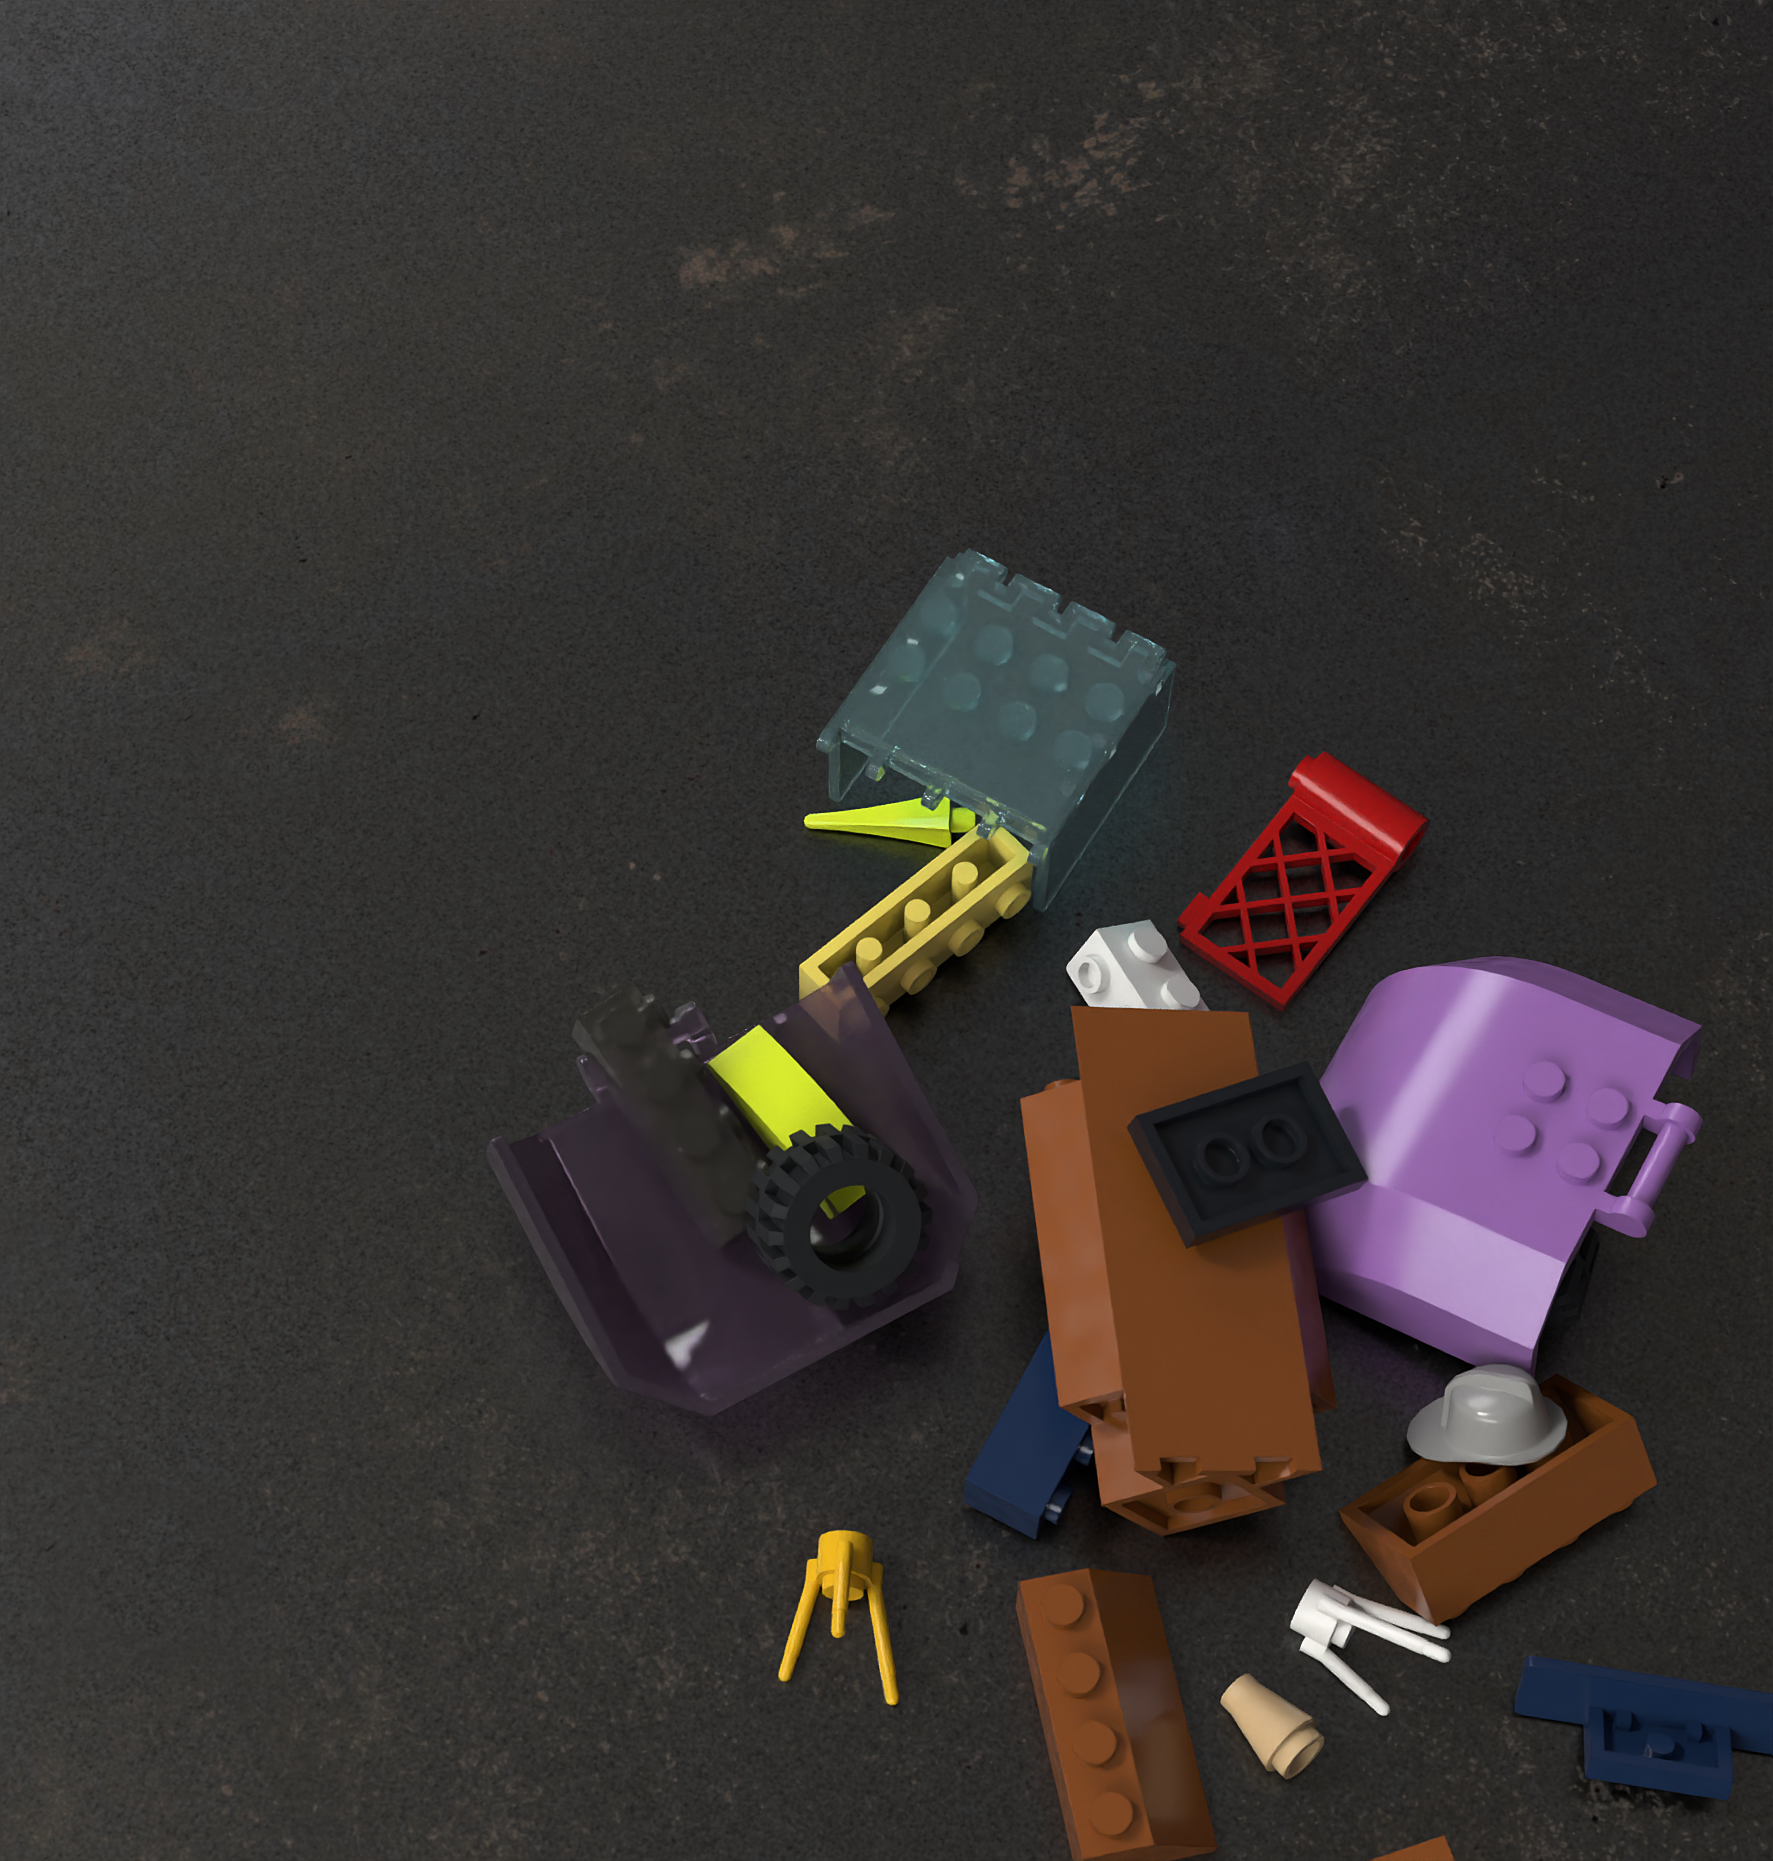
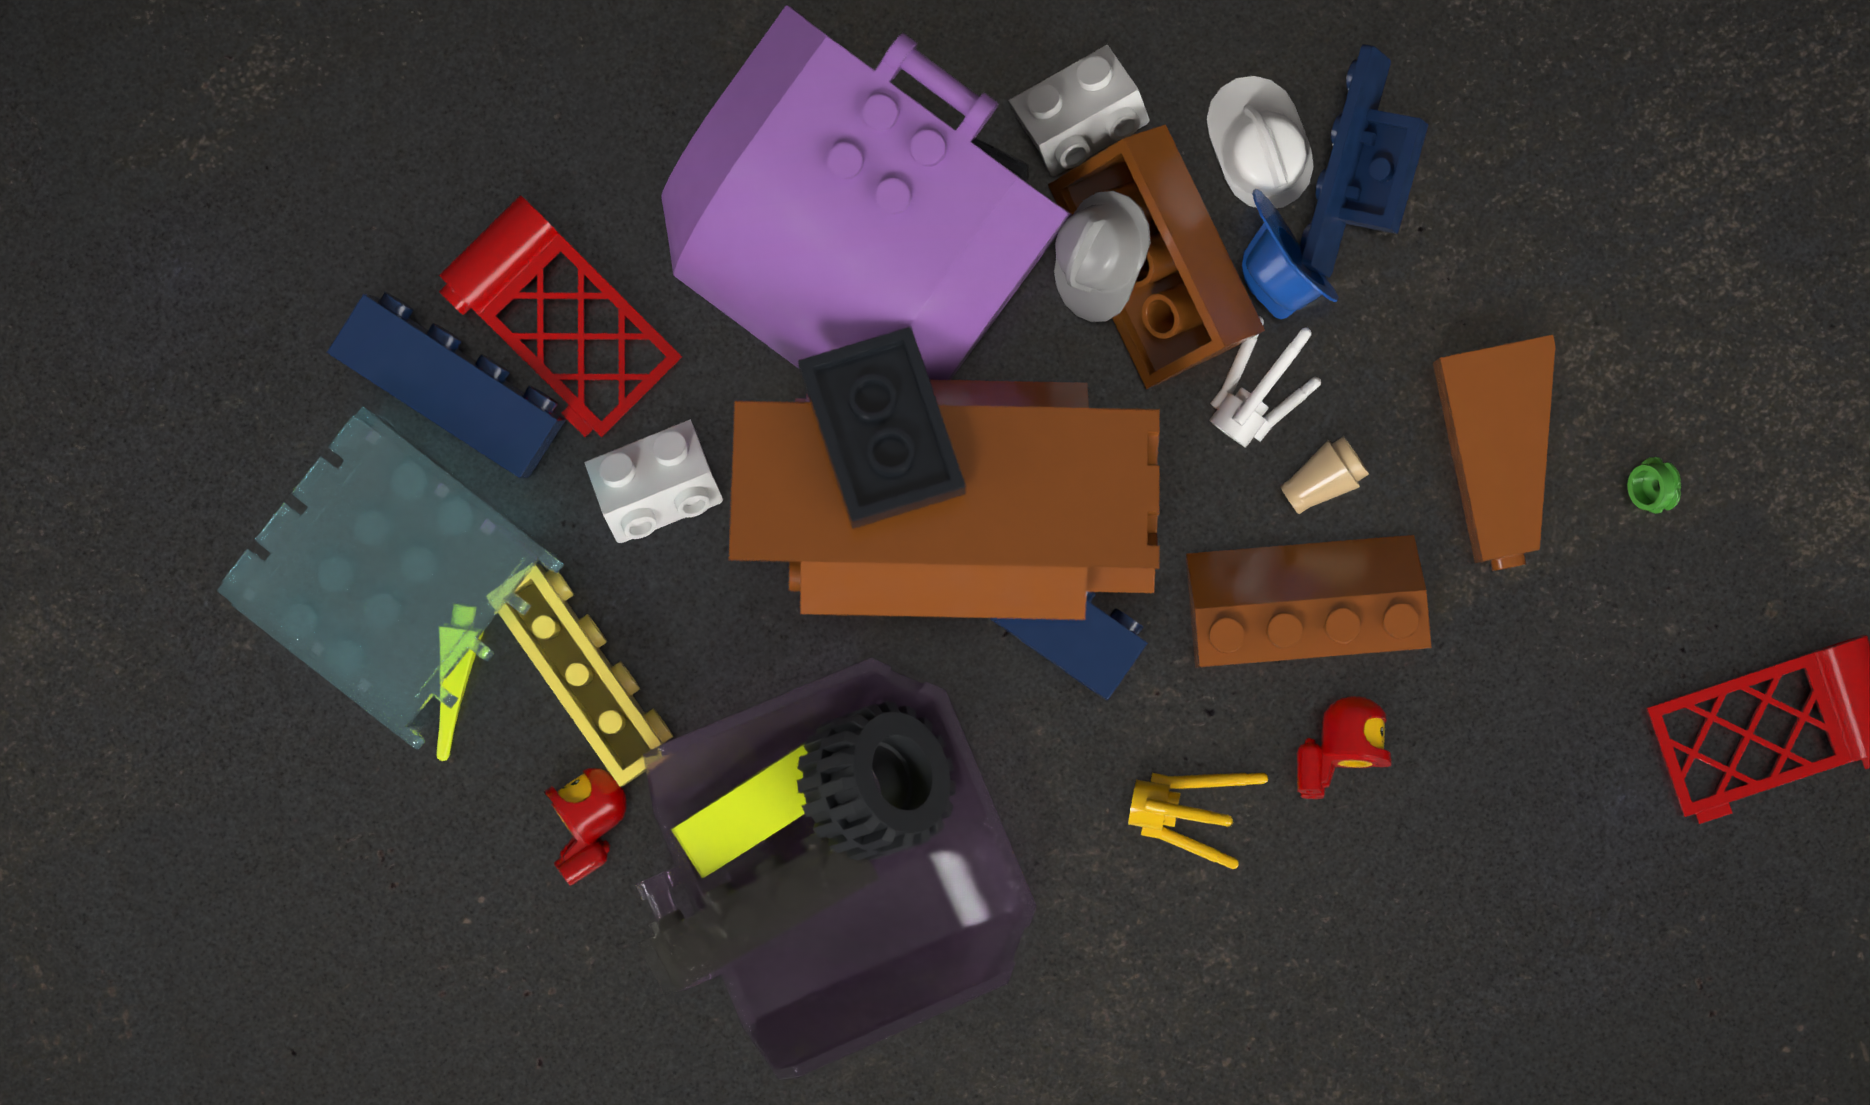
camera: 80 degrees left, 25 degrees up
(763, 956) = (589, 810): none -> red piece
(953, 1787) = (1350, 739): none -> red piece
(1209, 773) = (446, 384): none -> dark blue brick
(1520, 1627) = (1275, 267): none -> blue piece
(1654, 1384) = (1080, 110): none -> white bracket
(1658, 1611) = (1260, 141): none -> white piece

